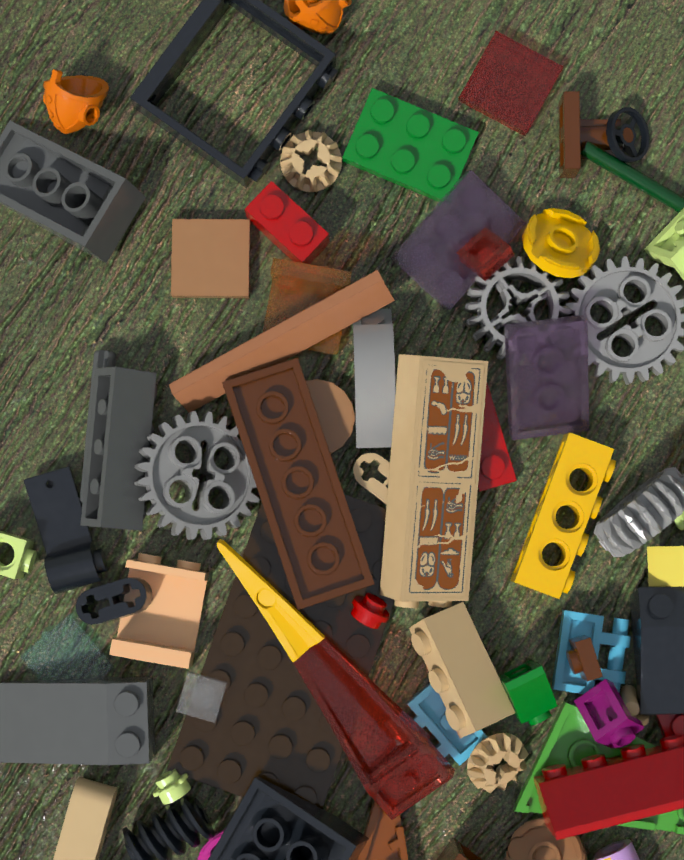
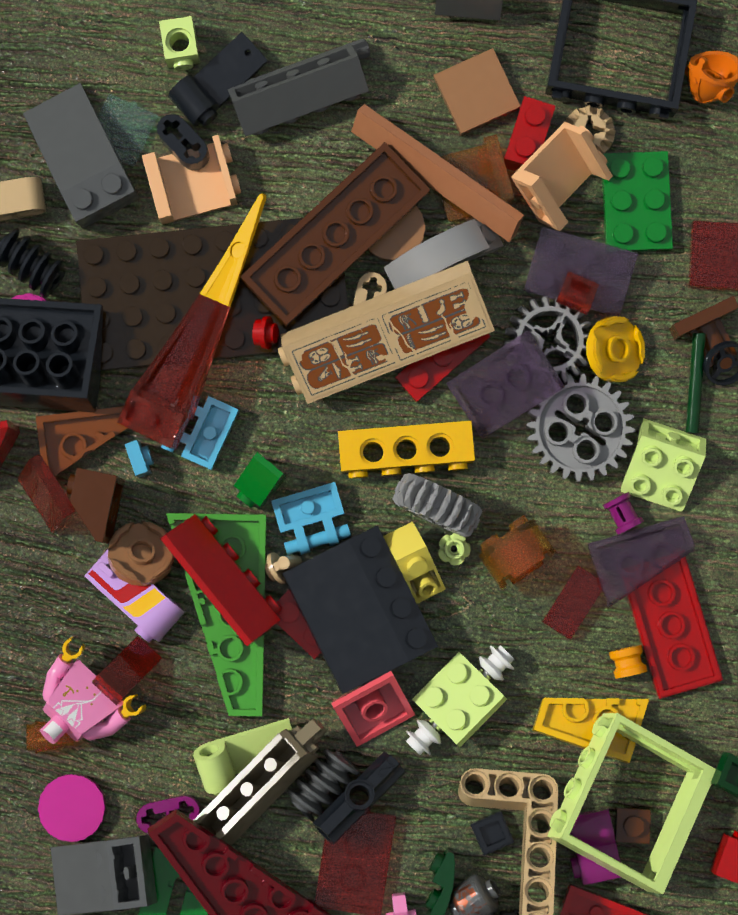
camera: 65 degrees right, 0 degrees up
(164, 468) = (299, 129): light grey gear -> none
(171, 786) = (65, 249): yellowish green plate -> none
(201, 697) = (142, 238): clear plate -> none
(341, 211) = (558, 172): none -> light nougat panel
(440, 812) = (139, 457): none -> medium azure plate
(461, 670) = (252, 421): tan brick -> none
(490, 752) = (203, 474): tan gear -> none
(583, 658) = (304, 508): reddish brown plate -> none
(608, 716) = (269, 547): magenta bracket -> none

